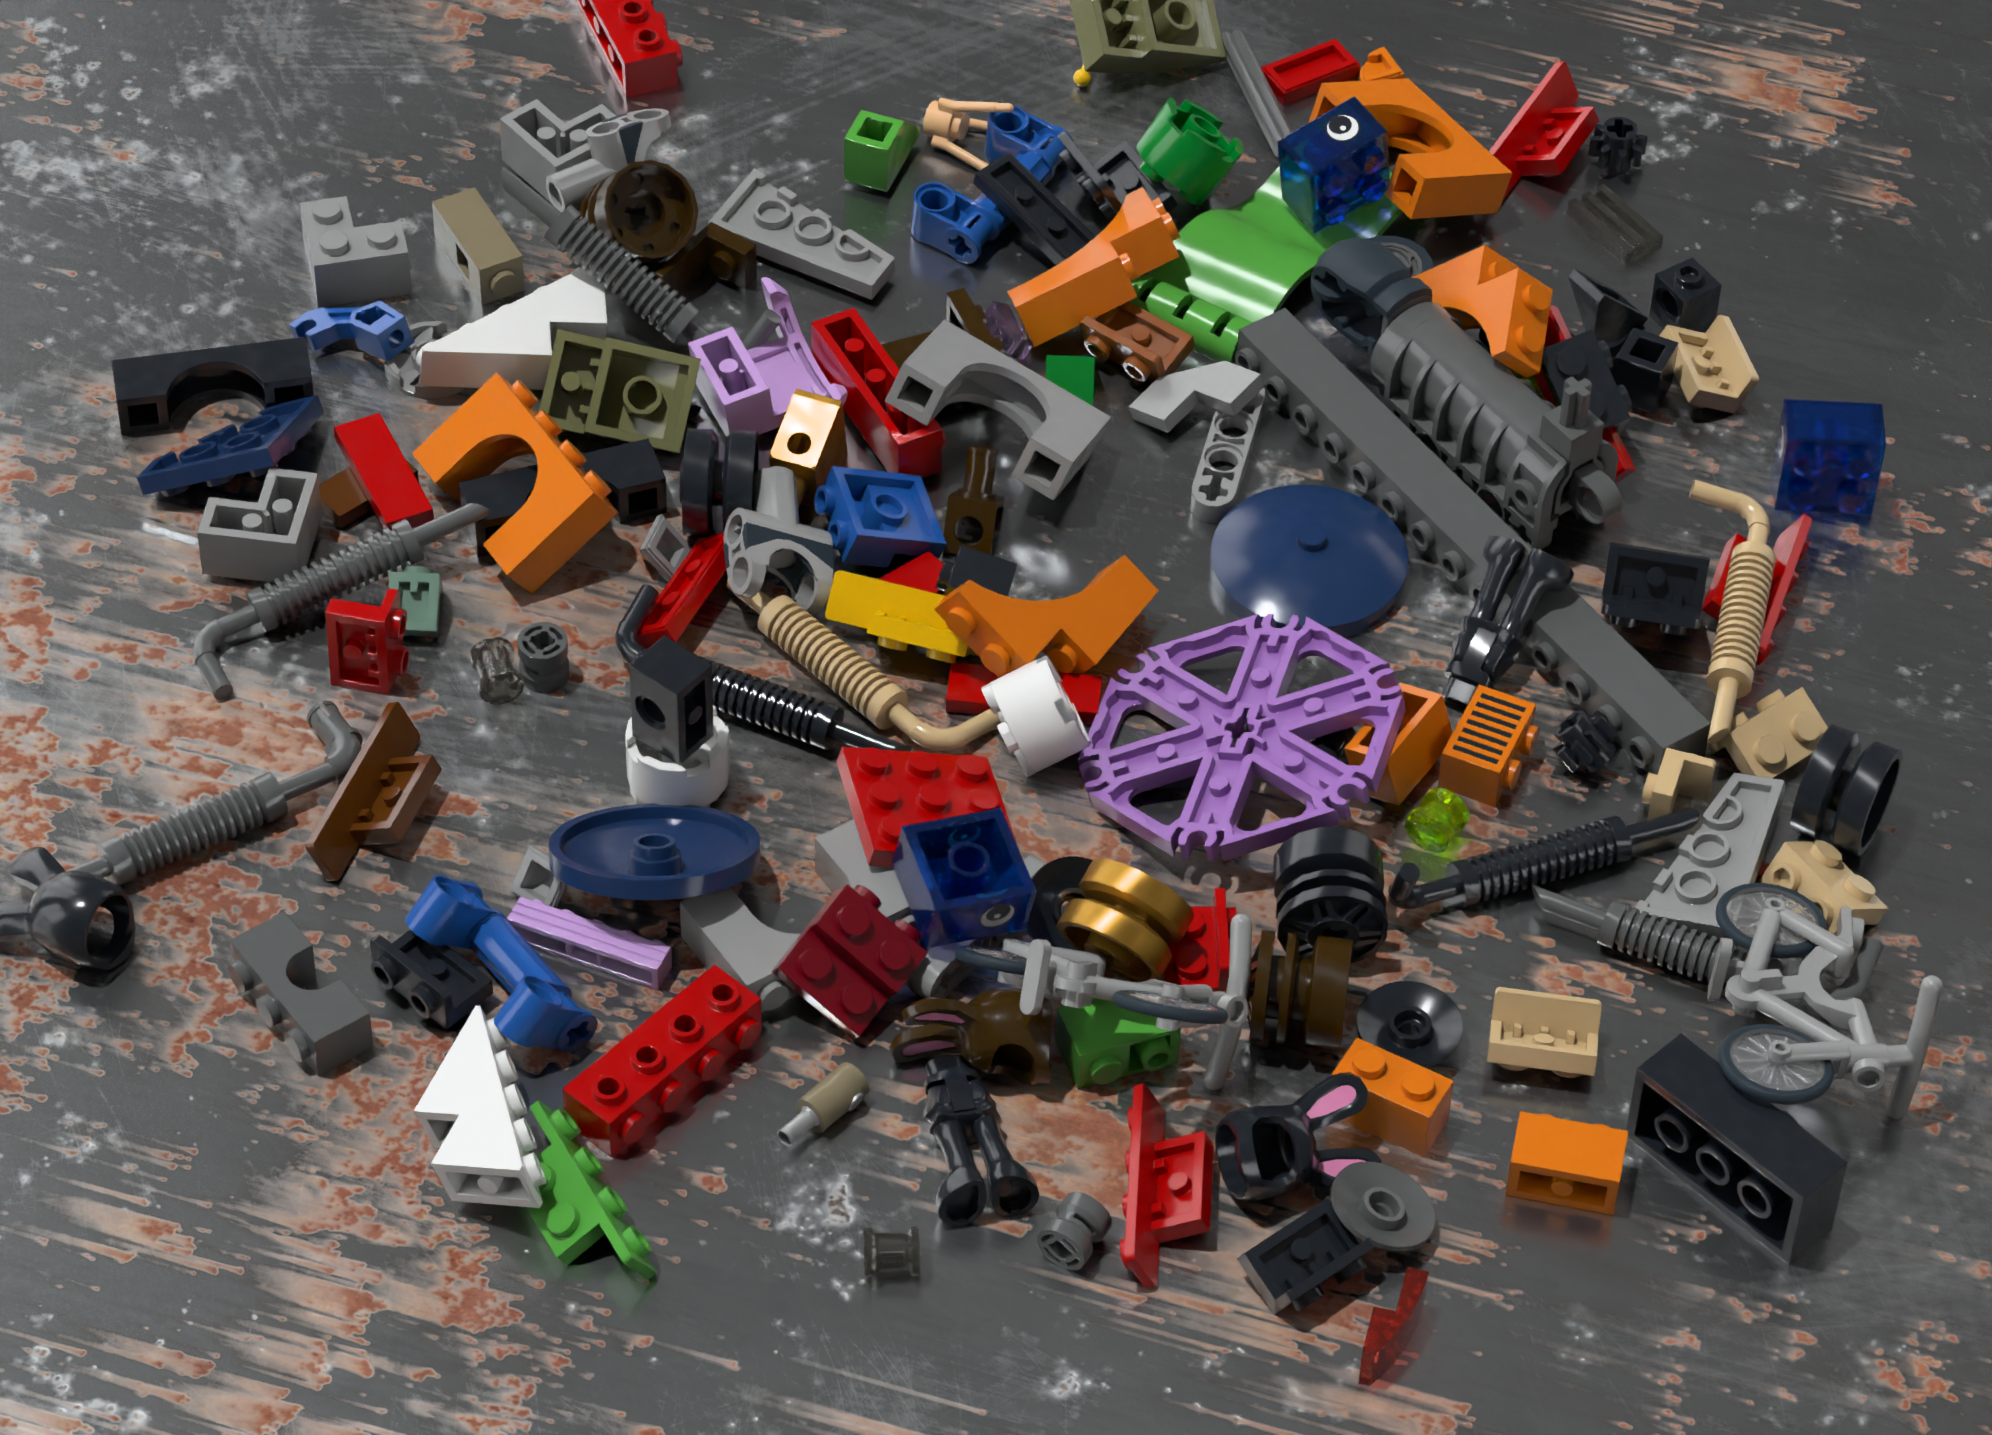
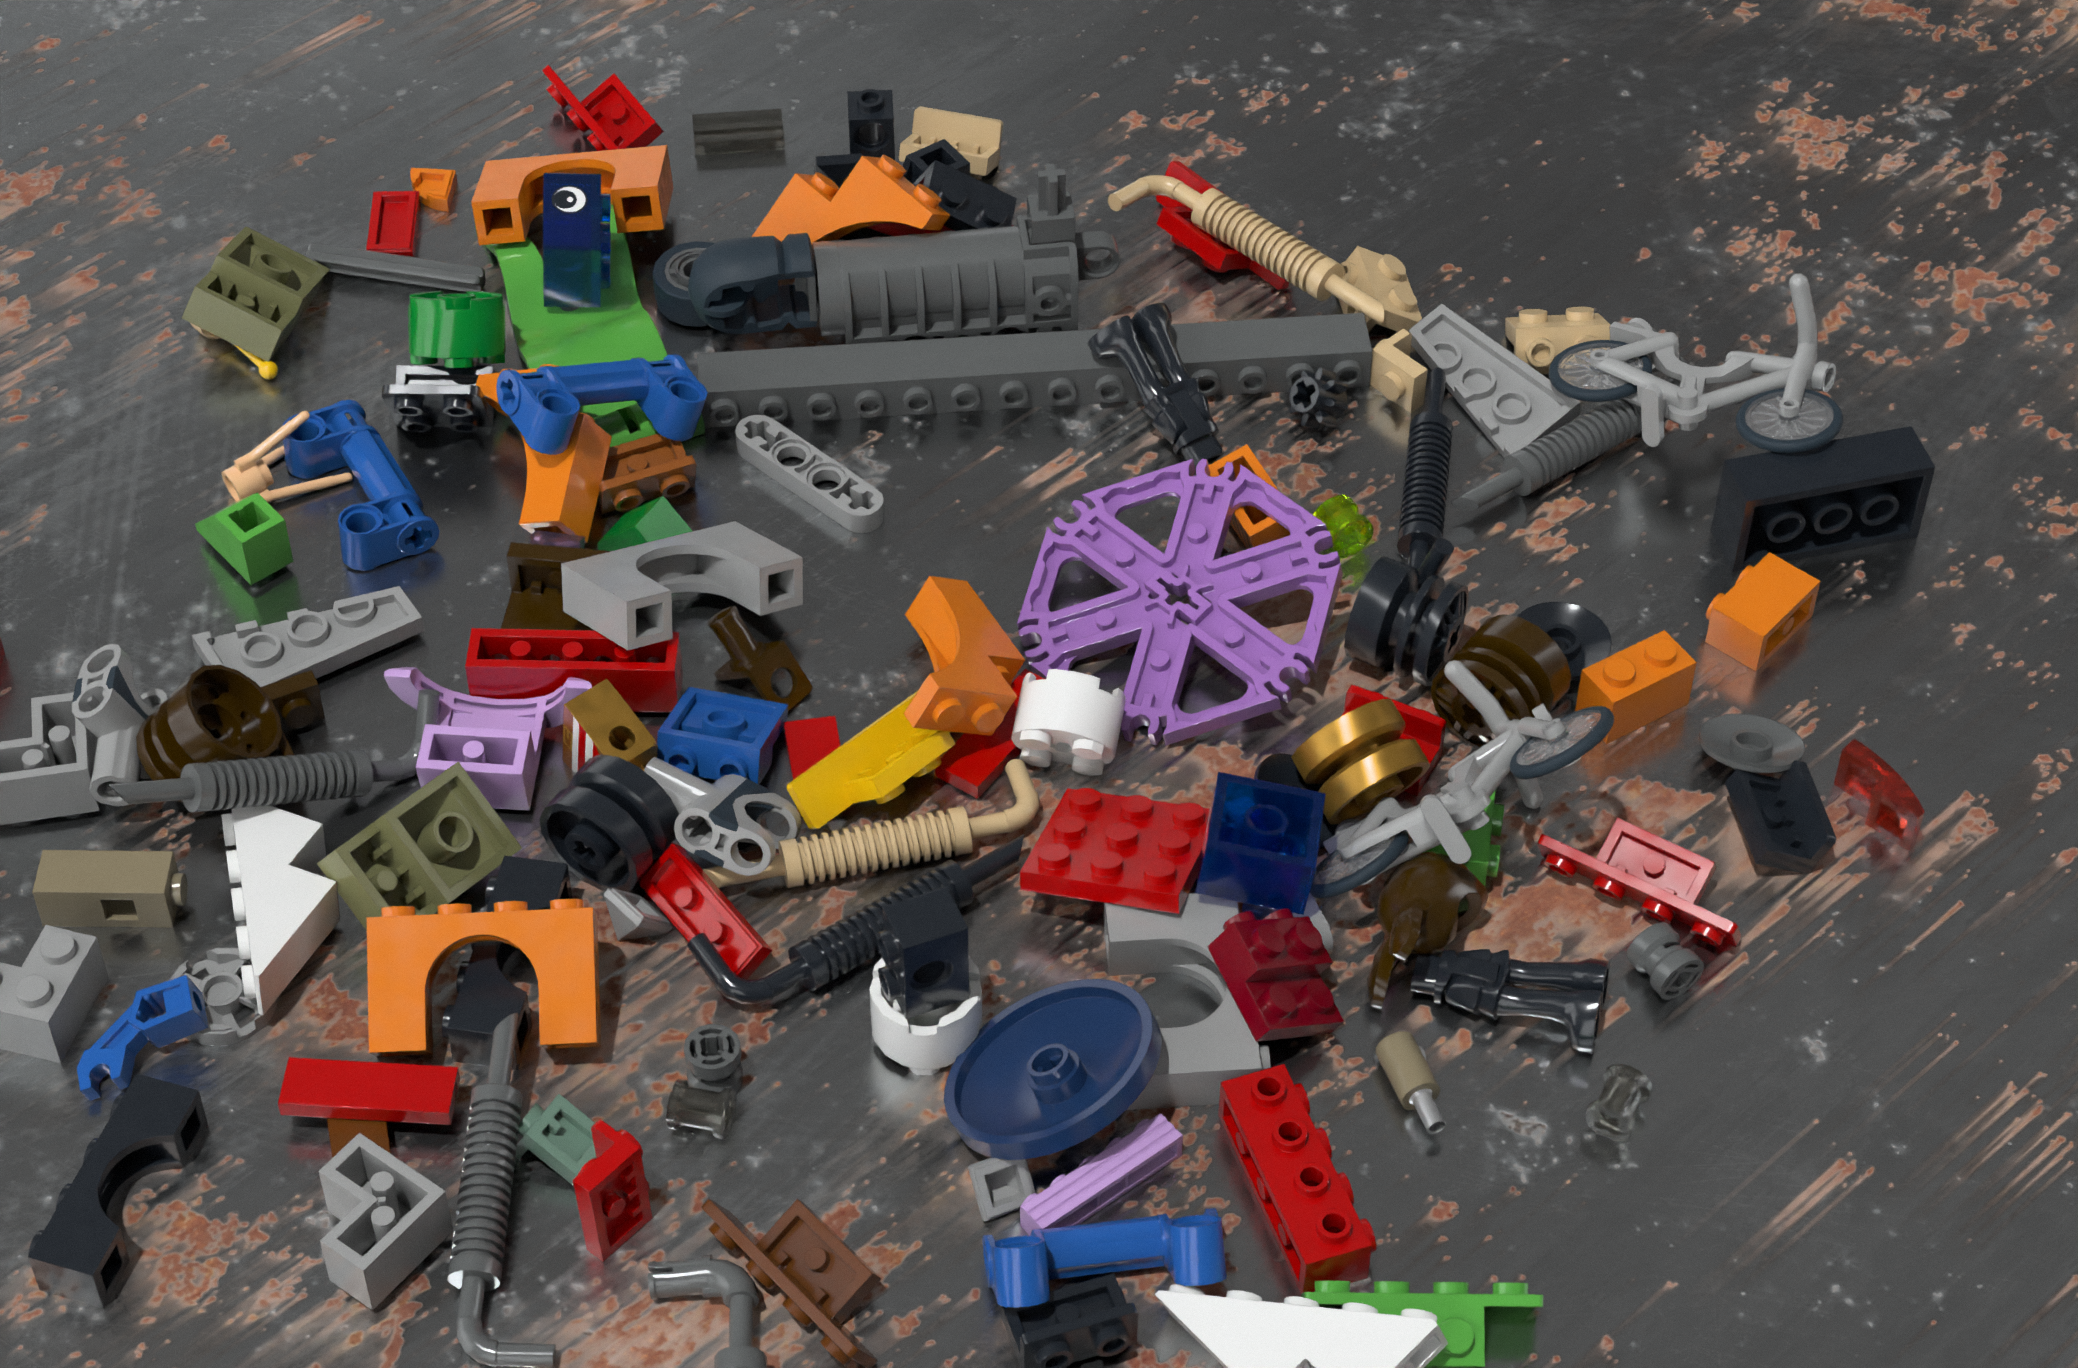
camera: 60 degrees left, 0 degrees up
(233, 452) = (237, 1202): dark blue plate -> none
(982, 568) = (864, 696): black brick -> none
(1033, 208) = (443, 462): black tile -> none
(1106, 216) = (549, 400): none -> blue piece
(1176, 394) = (739, 442): light grey tile -> none
(1274, 1146) = (1659, 779): black piece -> none
(1309, 557) = (979, 482): dark blue dish -> none
(1488, 746) = (1286, 452): orange brick -> none
(1544, 1032) = (1618, 565): tan bracket -> none
(1617, 145) = (658, 85): black gear -> none
(1654, 588) = (1186, 282): black bracket -> none
(1828, 456) = (1122, 120): clear blue brick -> none
(1846, 789) = (1490, 267): black wheel -> none

